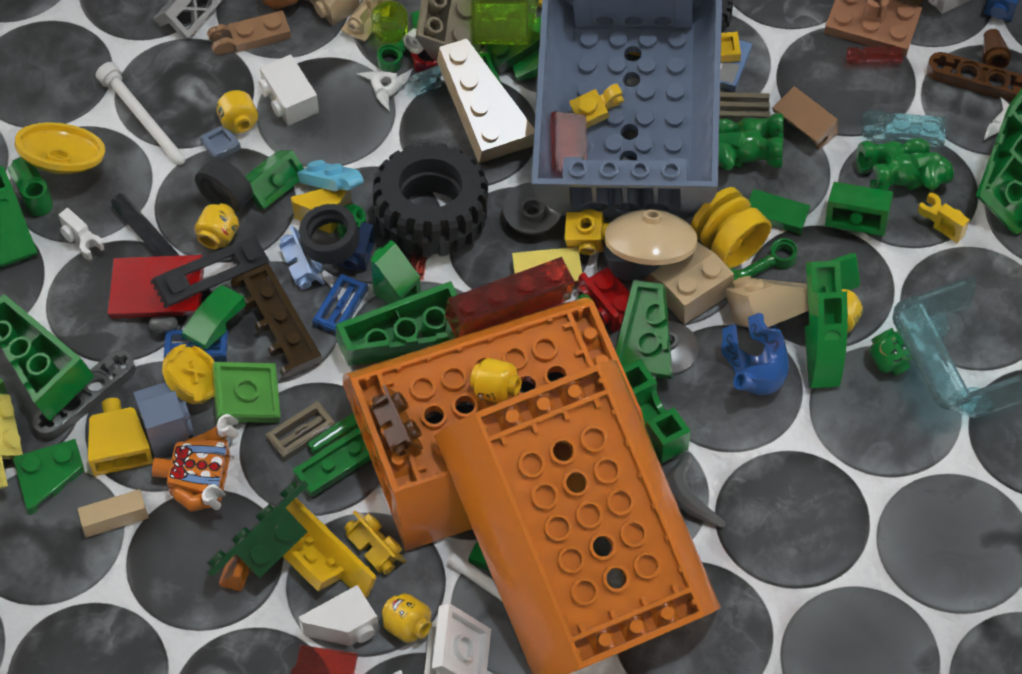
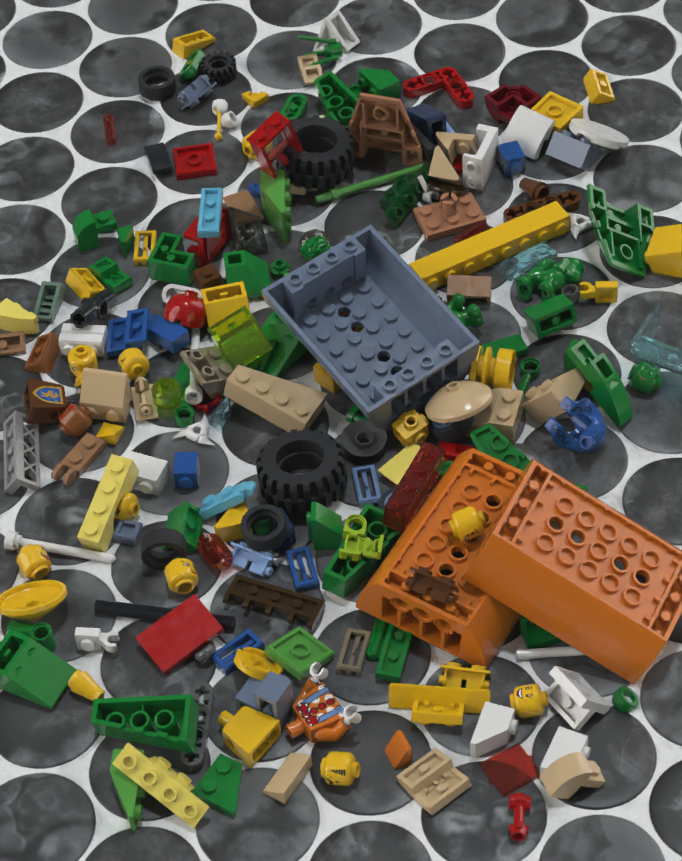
camera: 35 degrees left, 10 degrees down
(26, 273) = (85, 686): none -> yellow cone
(104, 111) = (34, 561): none -> yellow head
(160, 543) = (340, 768): none -> yellow head
(175, 288) = (198, 619): black container -> none
(189, 115) = (99, 521): none -> light yellow arch
(210, 318) = (235, 624): green slope -> none
(237, 627) = (433, 781): none -> tan slope
(268, 539) = (406, 714): dark green bracket -> none
(274, 223) = (213, 554): none -> clear red beam
(305, 26) = (110, 433): none -> yellow slope
(332, 117) = (186, 470): none -> blue brick
(398, 324) = (356, 542): none -> lime piece
(467, 274) = (370, 500): none -> medium blue tile
(567, 138) = (358, 380): clear red slope -> none
(596, 106) = (353, 355): yellow plate -> none
(879, 84) = (493, 245): none -> yellow brick
(911, 197) = (571, 291): none -> dark grey hinge

